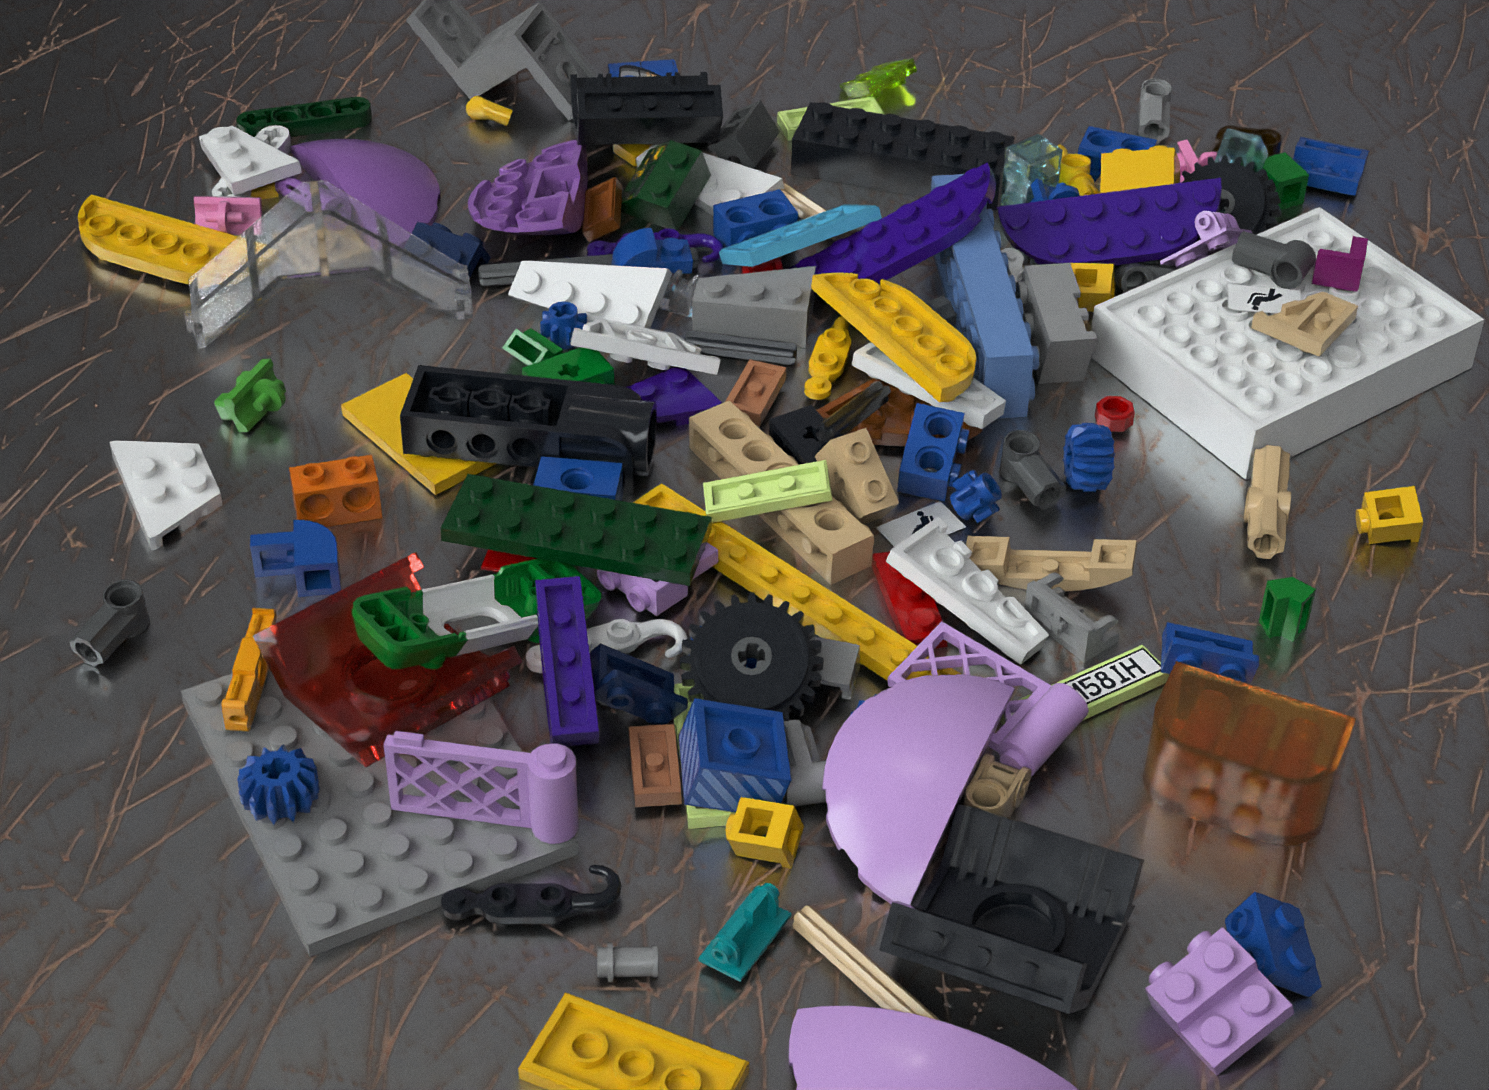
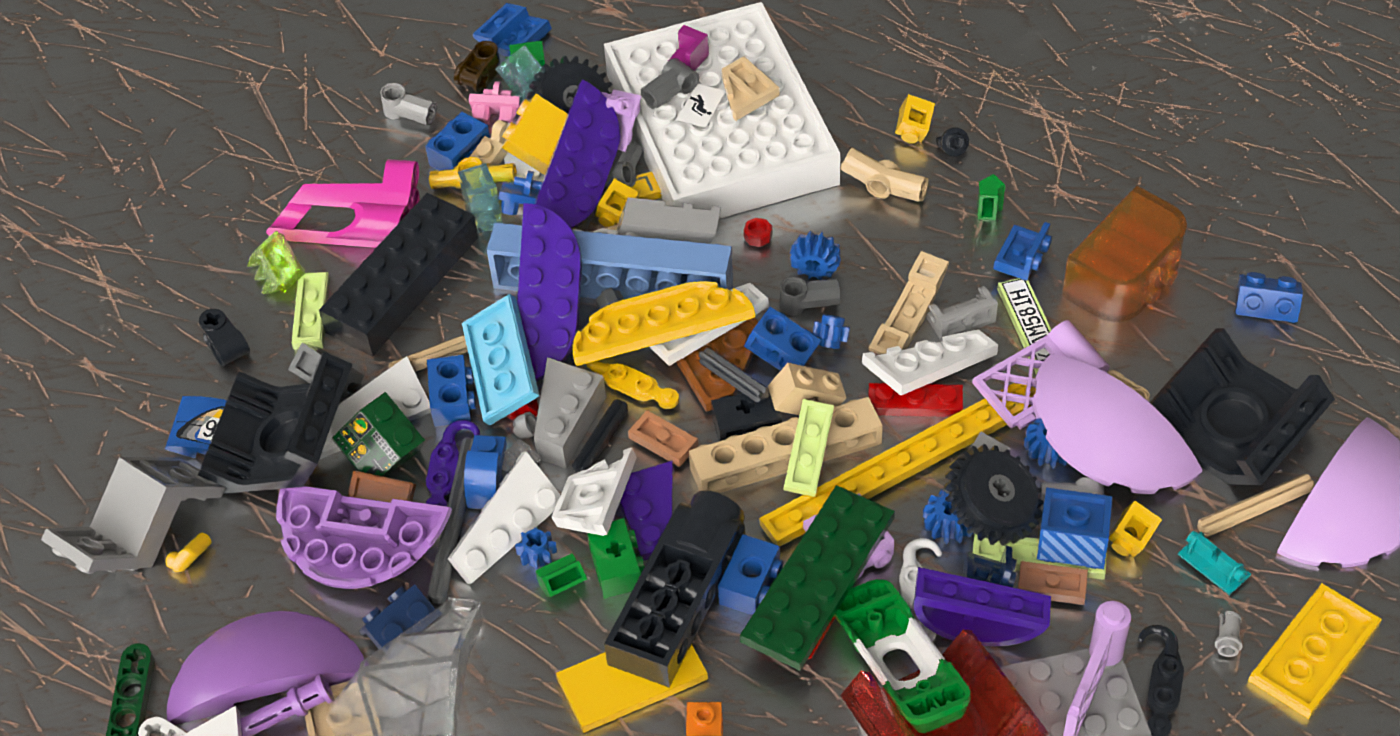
camera: 70 degrees left, 10 degrees up
(759, 65) = (222, 337): none -> black piece
(905, 526) = (838, 363): white sticker -> none
(984, 106) = (375, 205): none -> panel
(1217, 999) = (1313, 331): lavender plate -> none
(1379, 566) = (953, 141): none -> black plate

